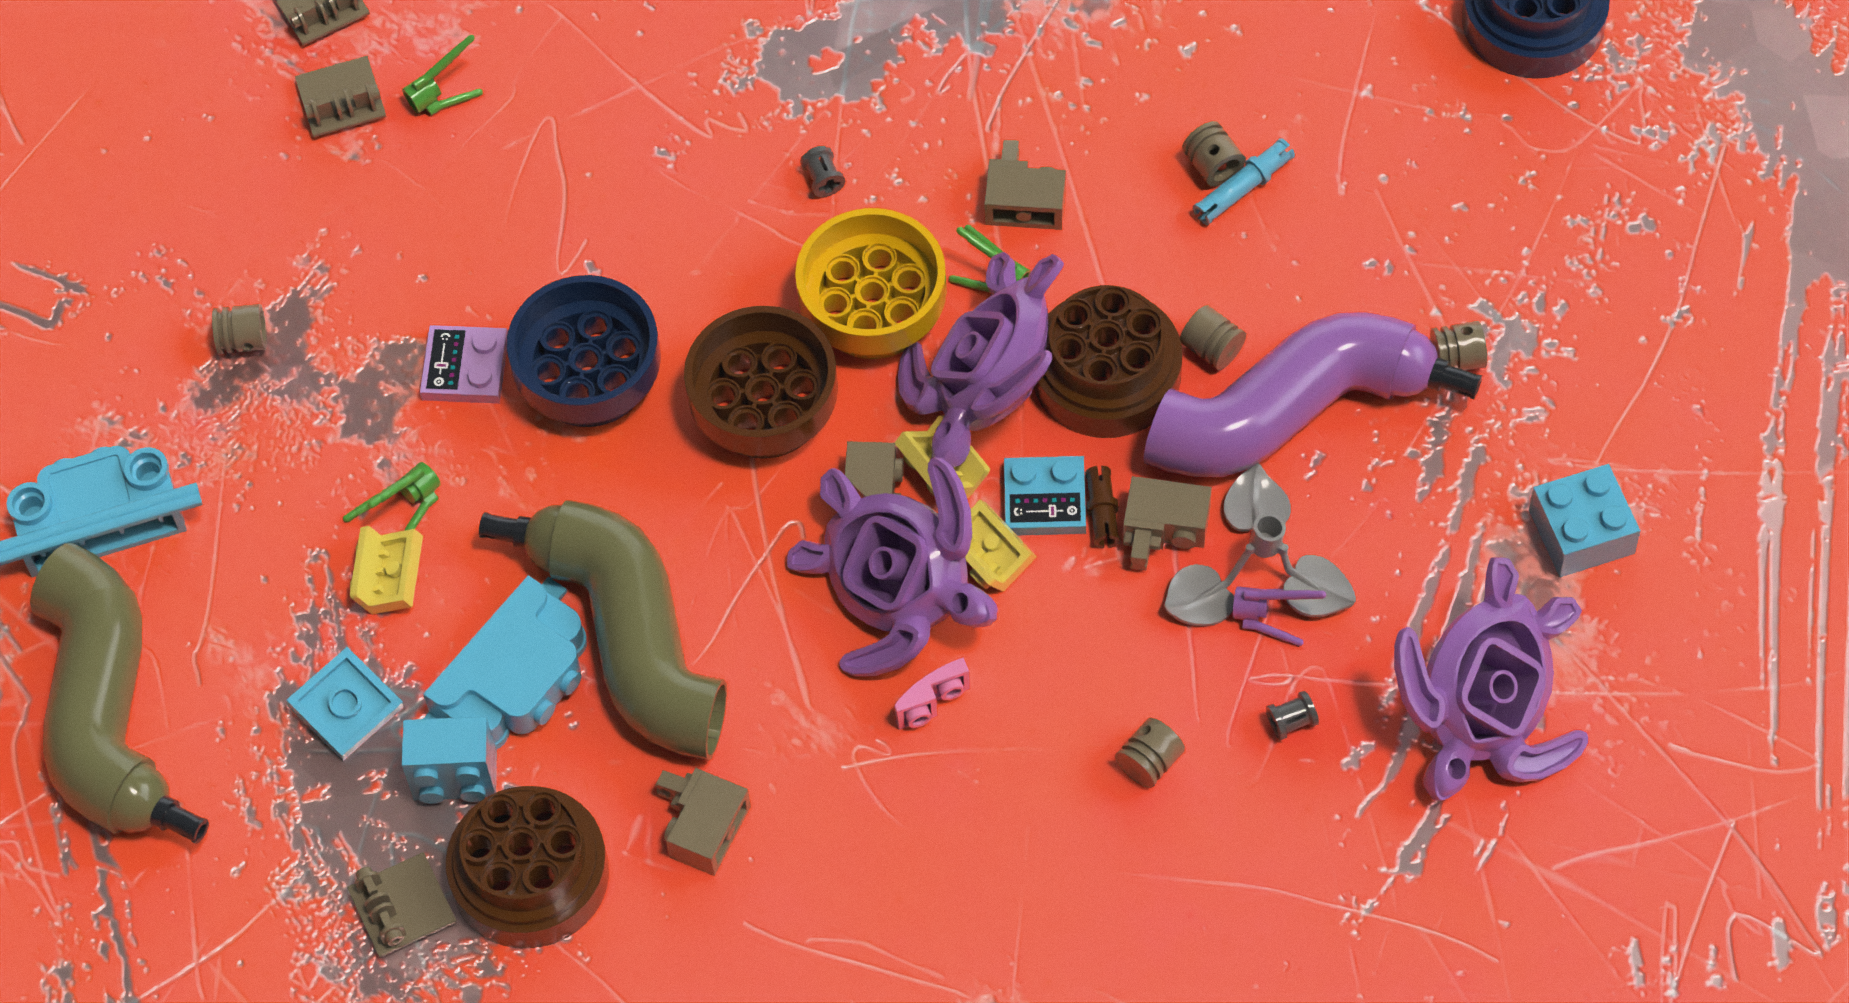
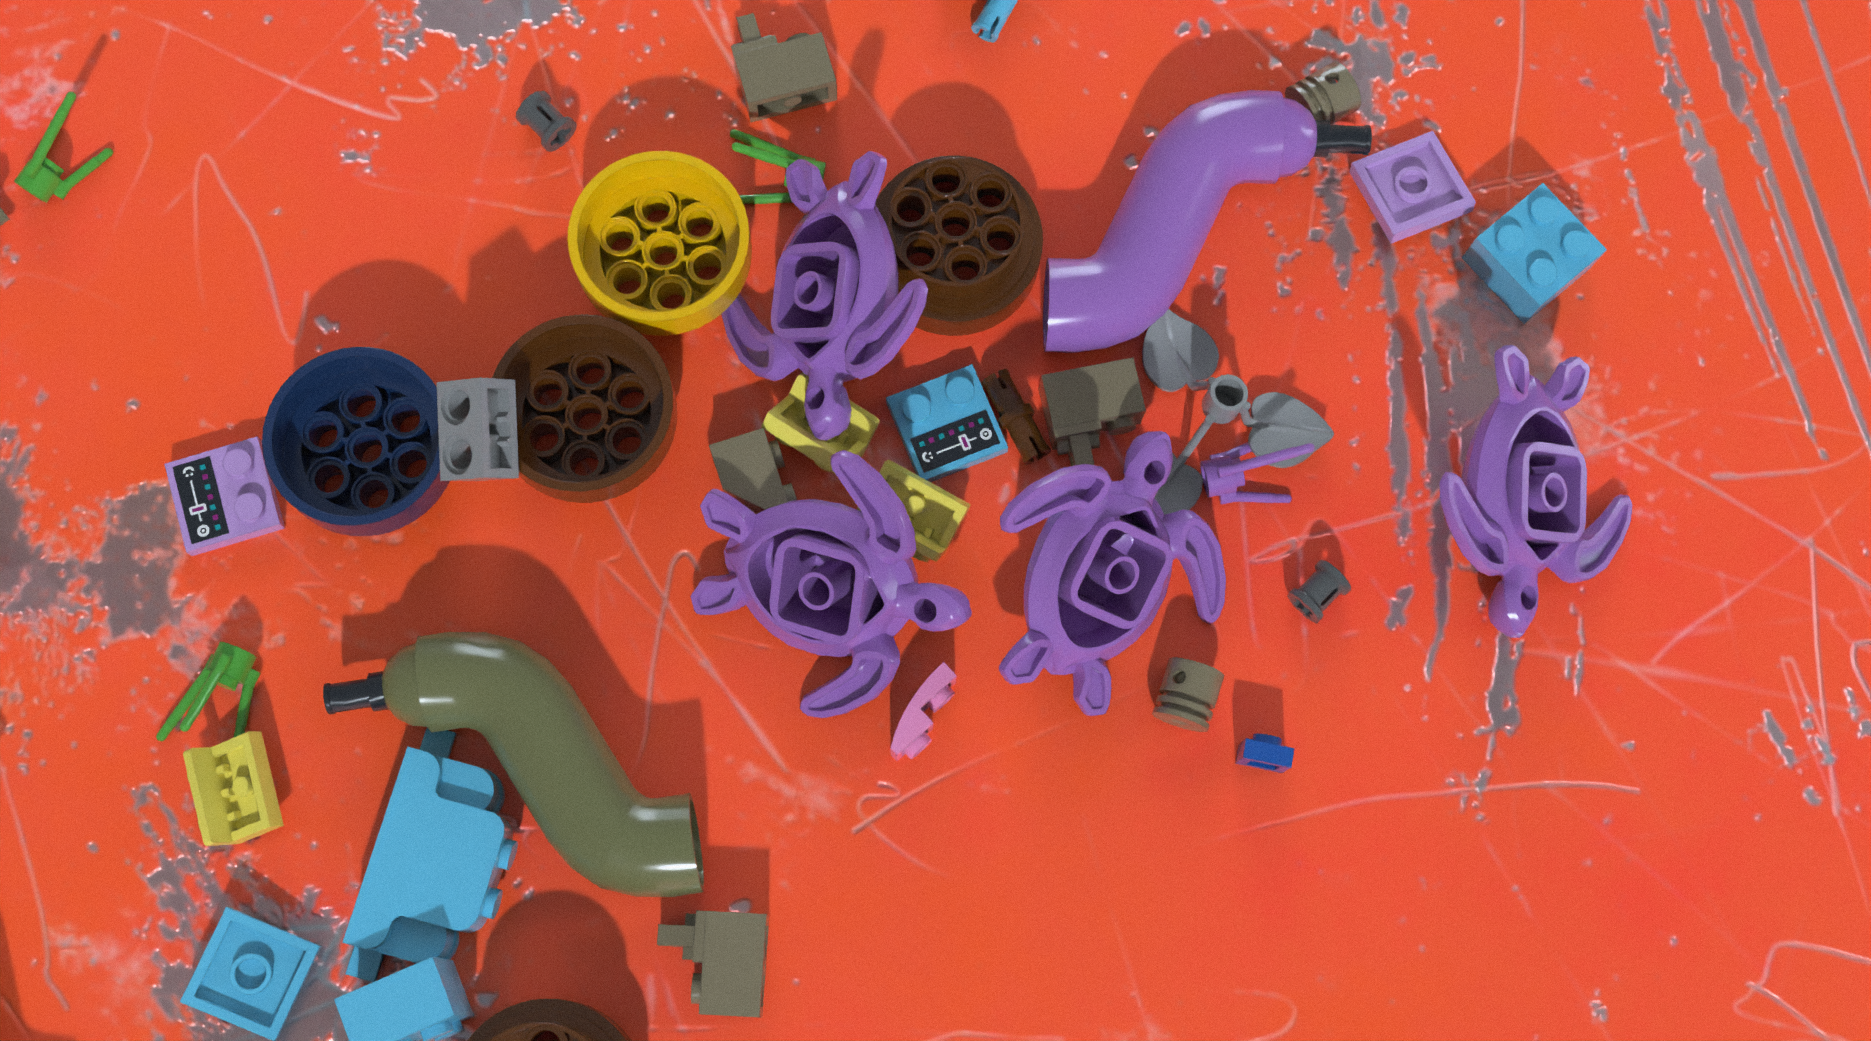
camera: 30 degrees left, 15 degrees up
(674, 361) = (477, 429): none -> light grey brick
(1118, 628) = (1104, 567): none -> medium lavender animal
(1193, 818) = (1265, 753): none -> blue plate
(1213, 337) = (1057, 175): dark tan piece -> none
(1506, 440) = (1412, 187): none -> lavender plate

